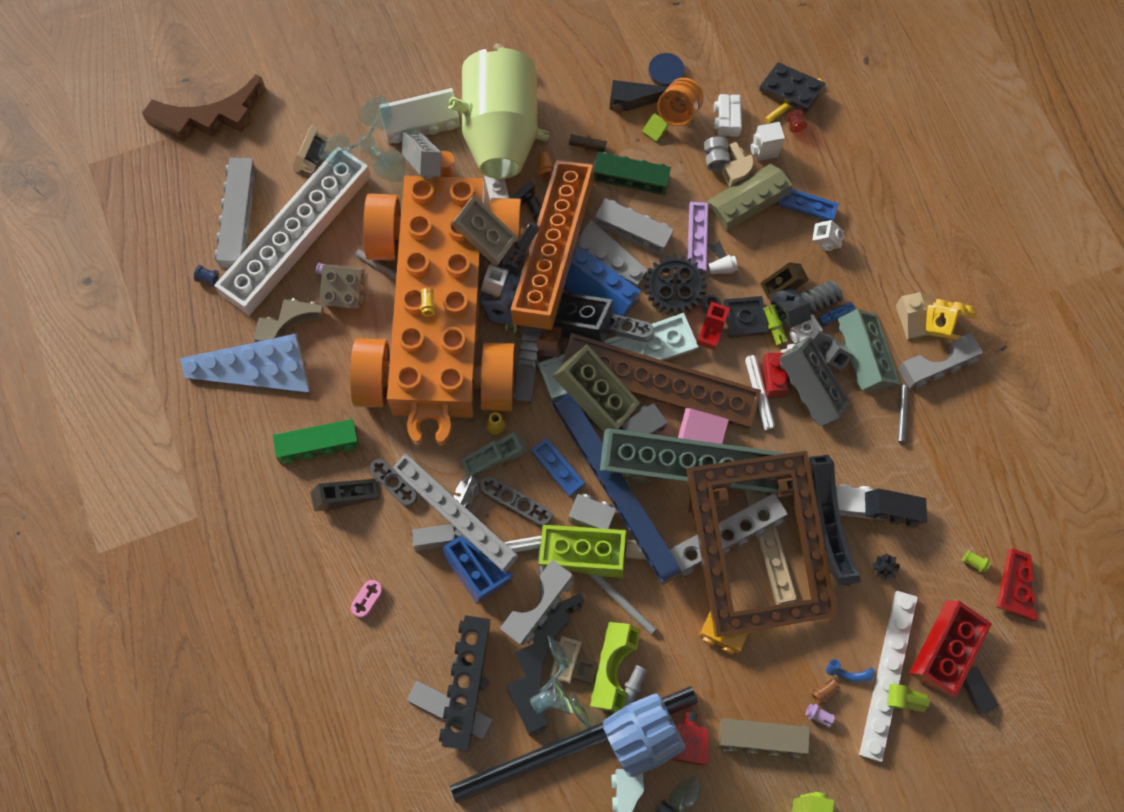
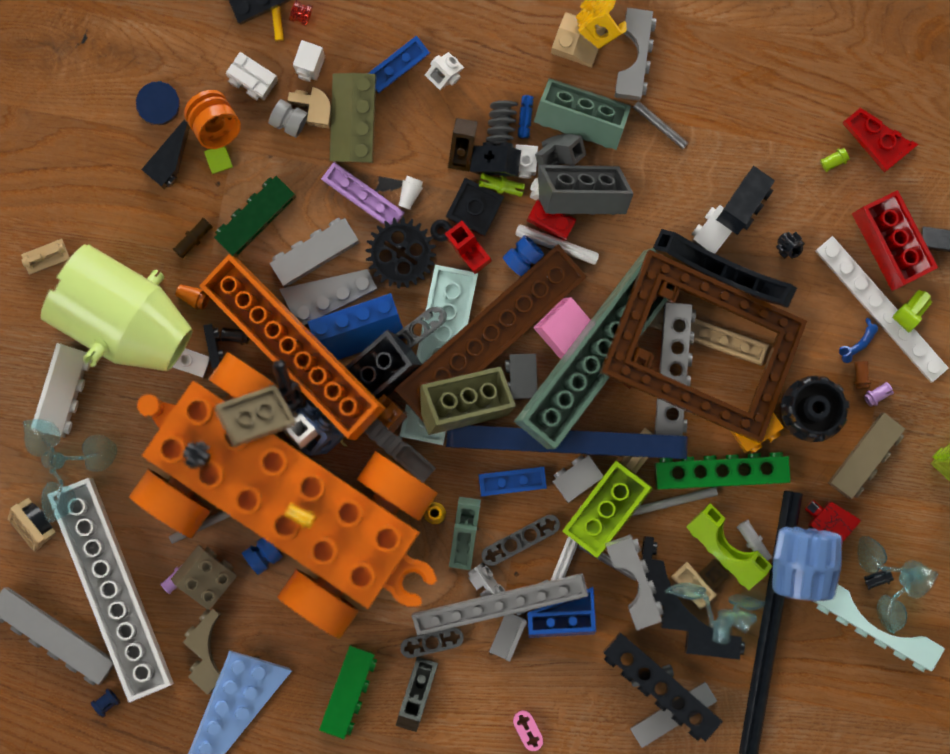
camera: 55 degrees left, 15 degrees up
(381, 317) = (261, 555): none -> blue wheel
(421, 154) = (120, 421): light grey brick -> none
(428, 205) = (196, 454): none -> black gear
(697, 672) = (779, 471): none -> green brick
(736, 370) = (525, 254): none -> blue wheel
(758, 664) = (798, 411): none -> black wheel

